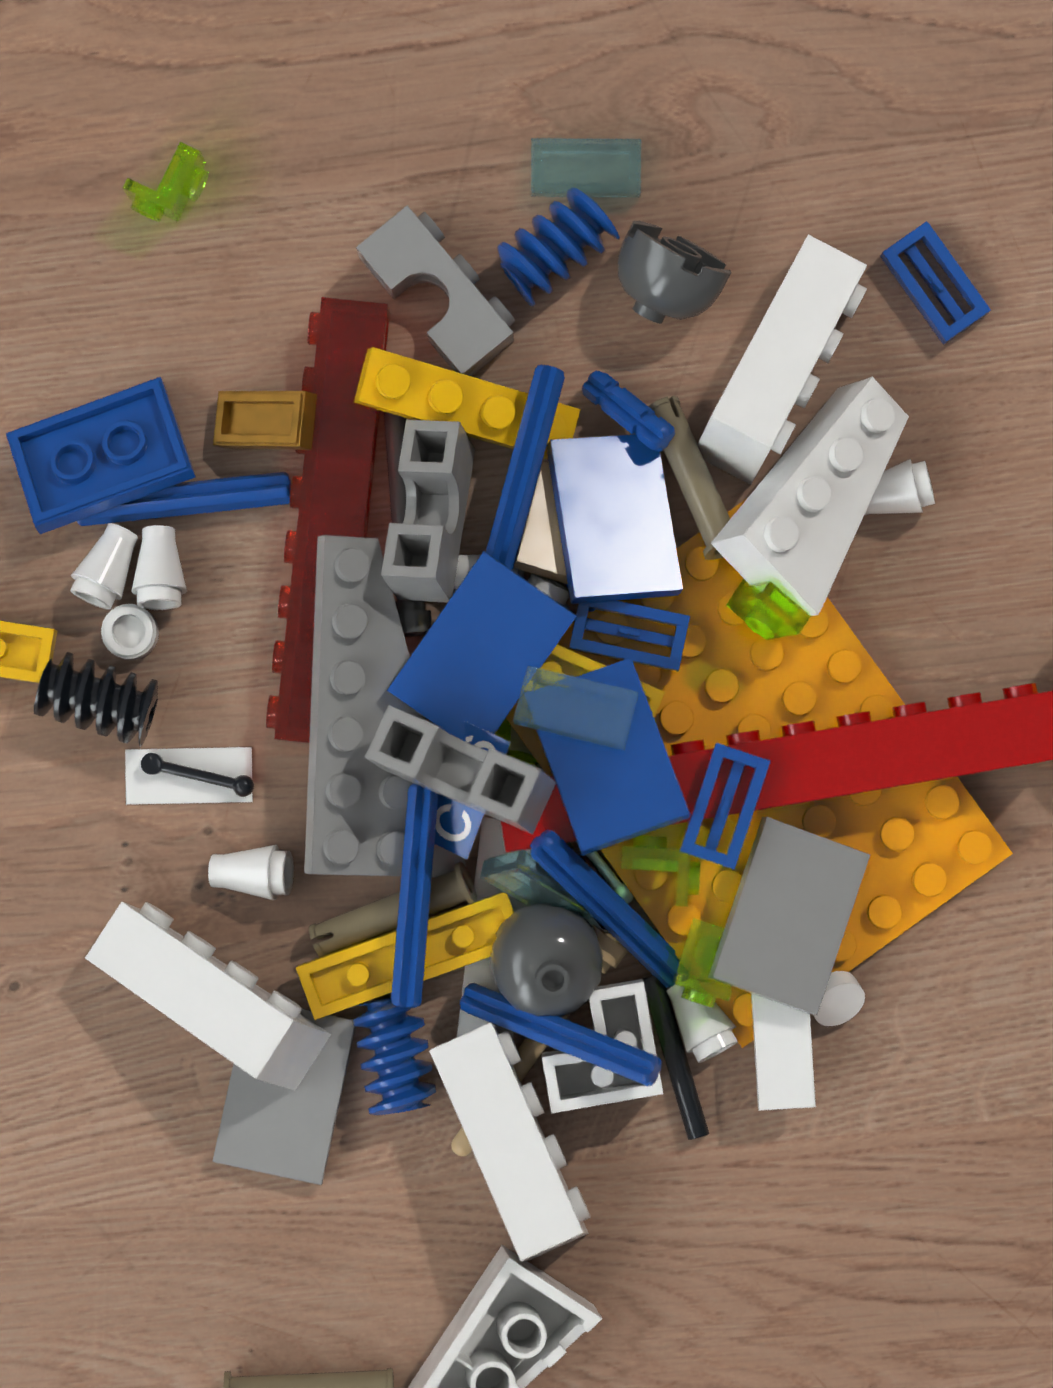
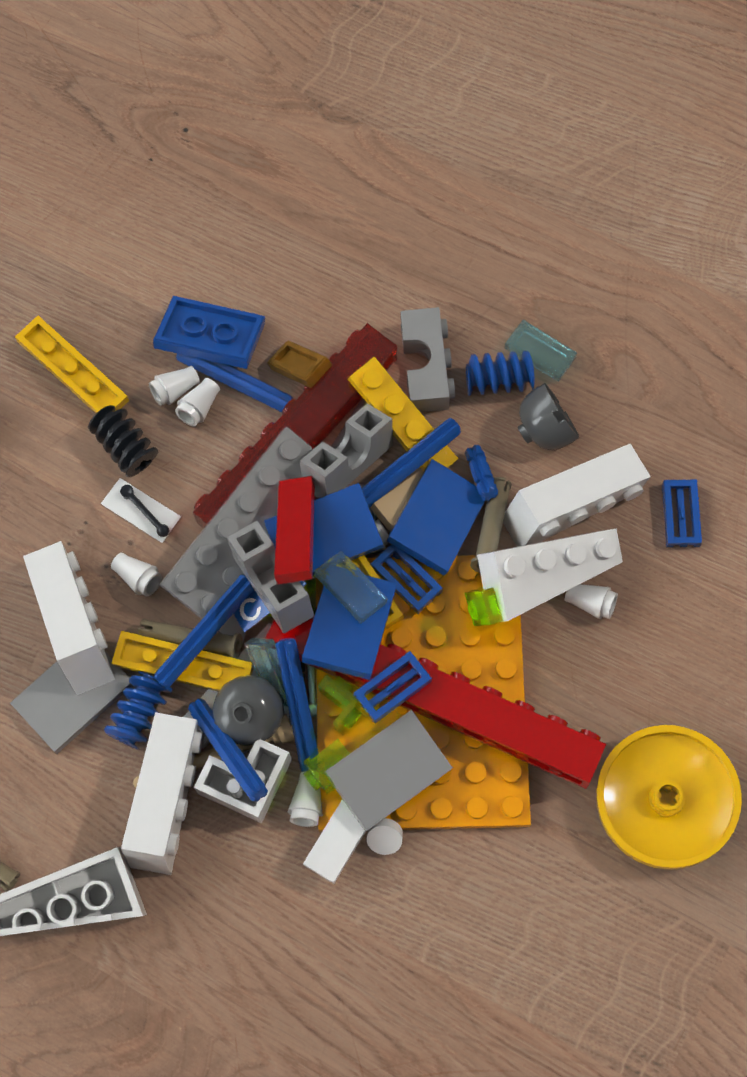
camera: 30 degrees right, 15 degrees down
(129, 632) = (163, 423): white tile -> none
(182, 181) = (334, 236): clear neon green bracket -> none
(450, 684) = (294, 530): none -> red tile
(675, 1058) = (280, 813): black bar -> none

